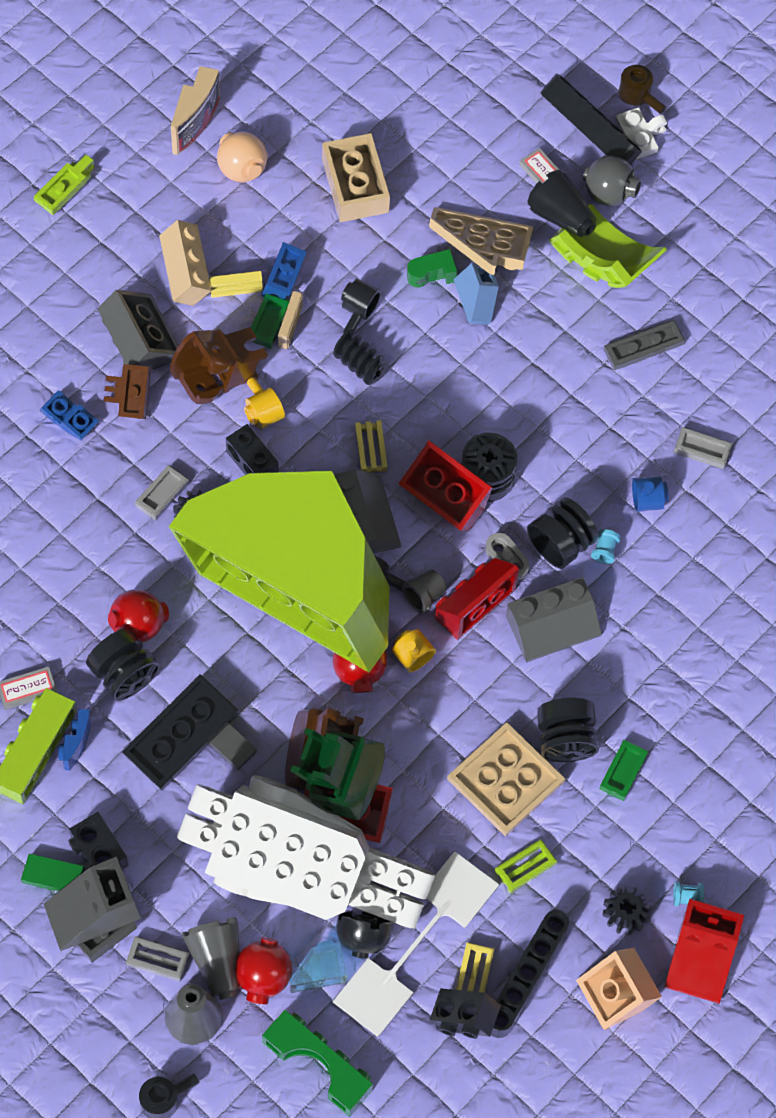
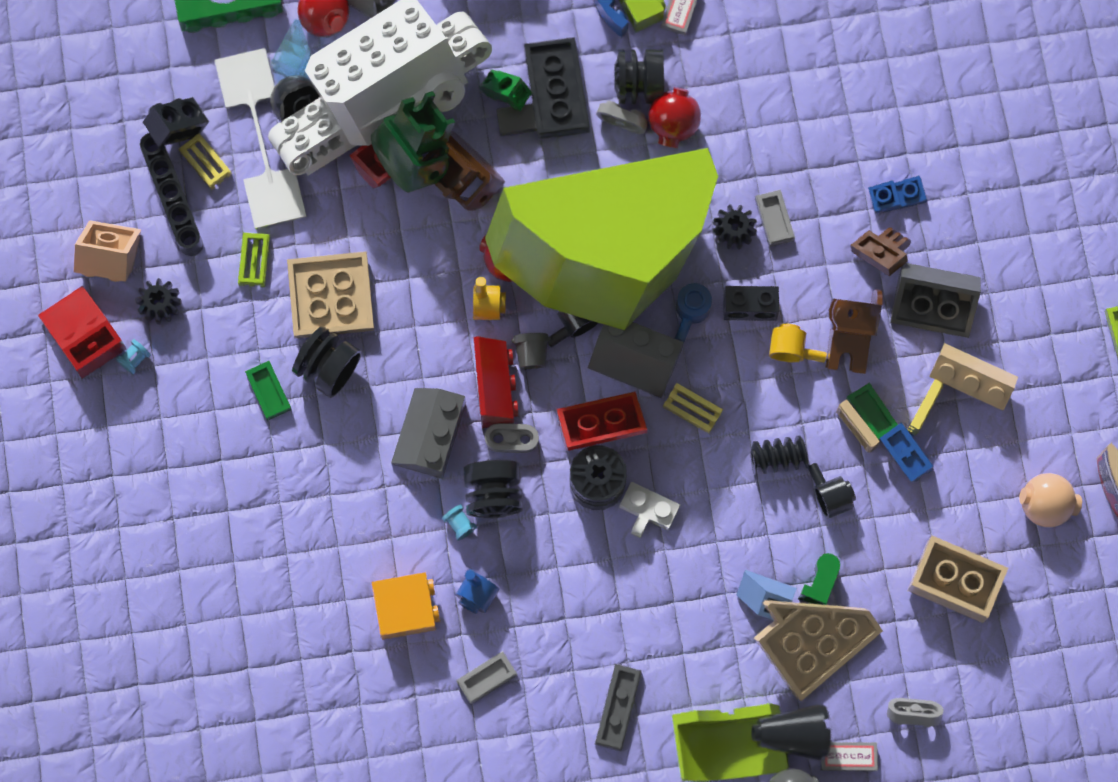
camera: 130 degrees right, 10 degrees up
(163, 651) = (615, 115): none -> light grey plate
(216, 766) = (506, 88): none -> green leg
(474, 418) = (649, 508): none -> white plate
(476, 151) = (915, 712): none -> light grey plate
(704, 535) = (405, 605): none -> light orange brick

